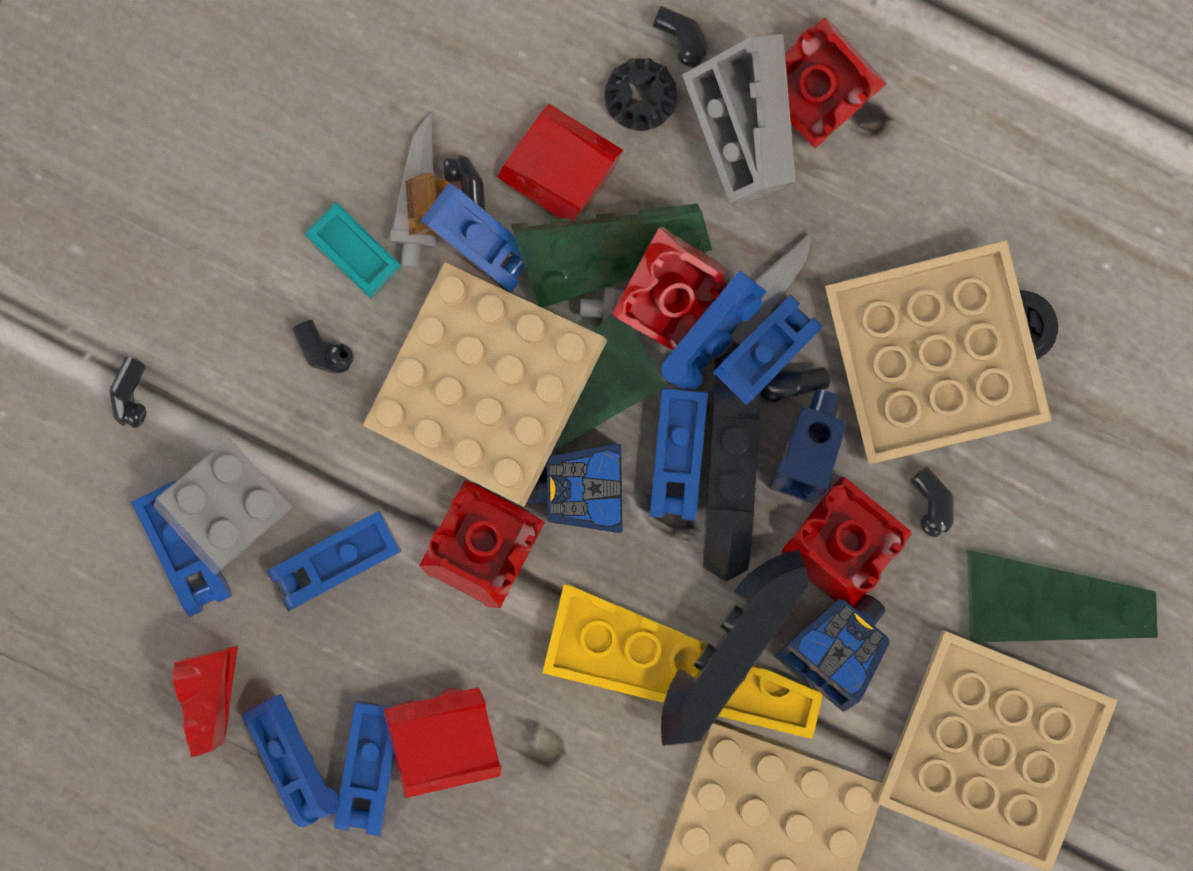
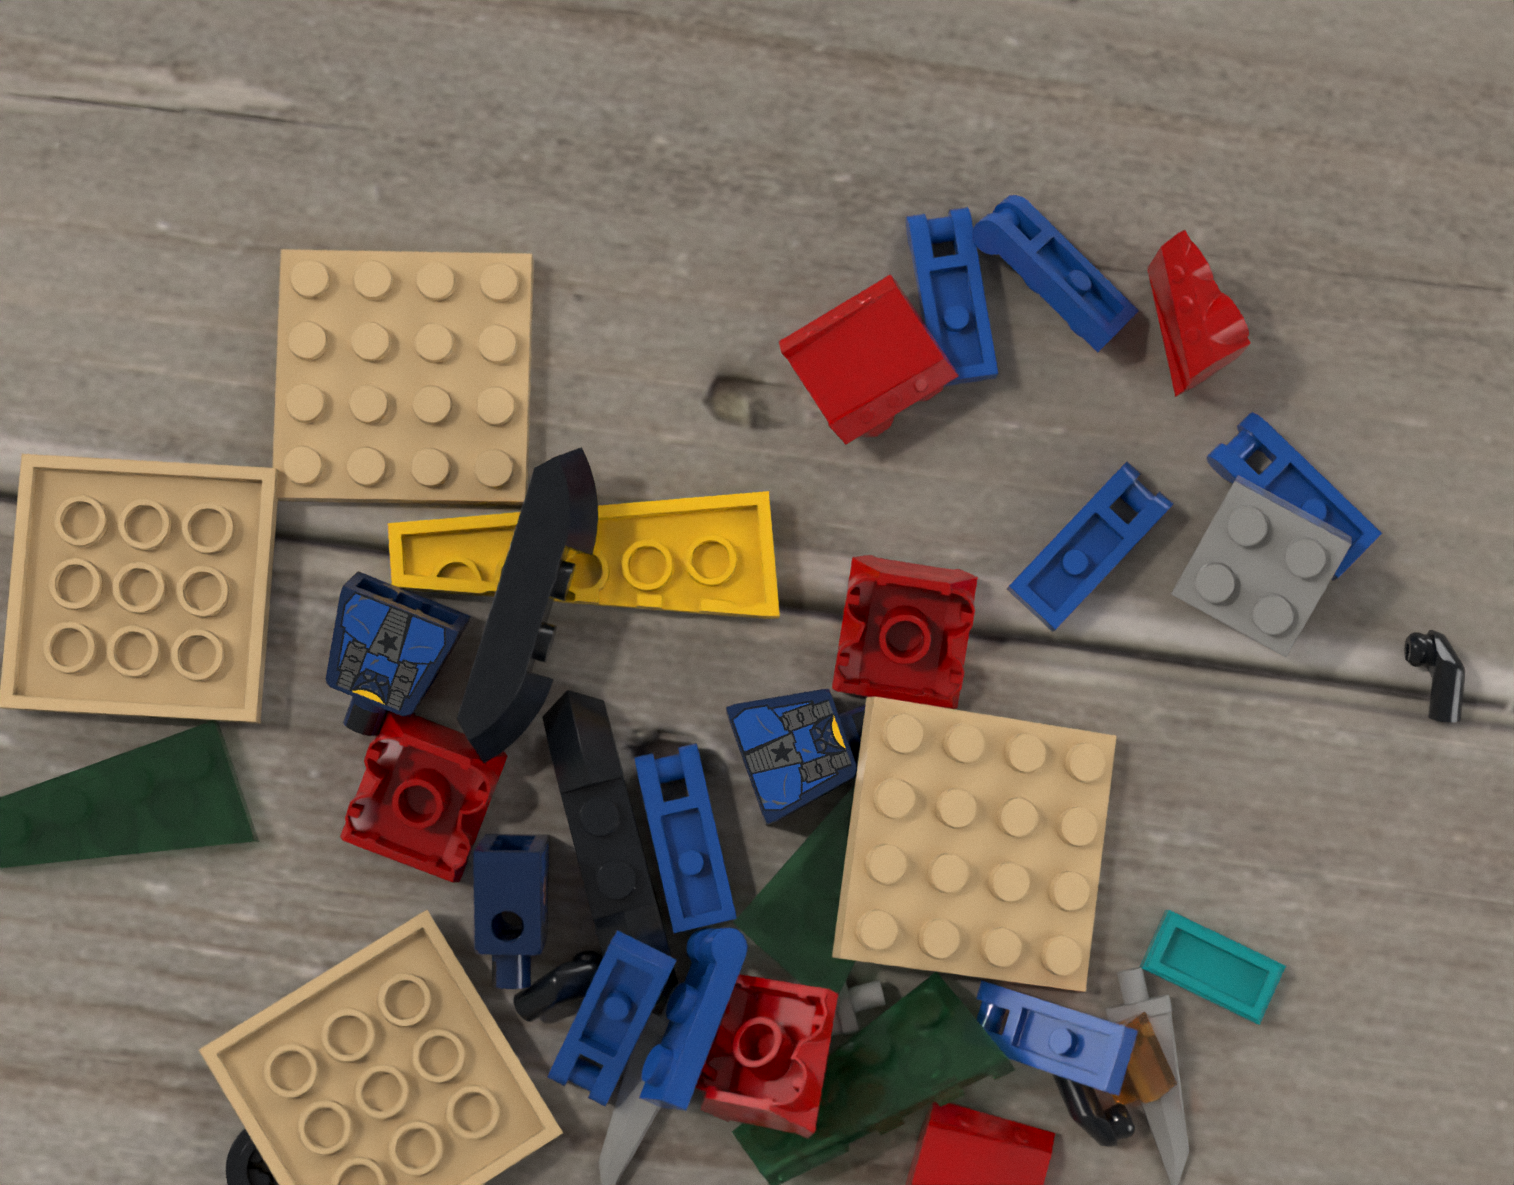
camera: 155 degrees right, 5 degrees down
(322, 354) = (1205, 812): black arm -> none
(940, 503) = (314, 888): black arm -> none

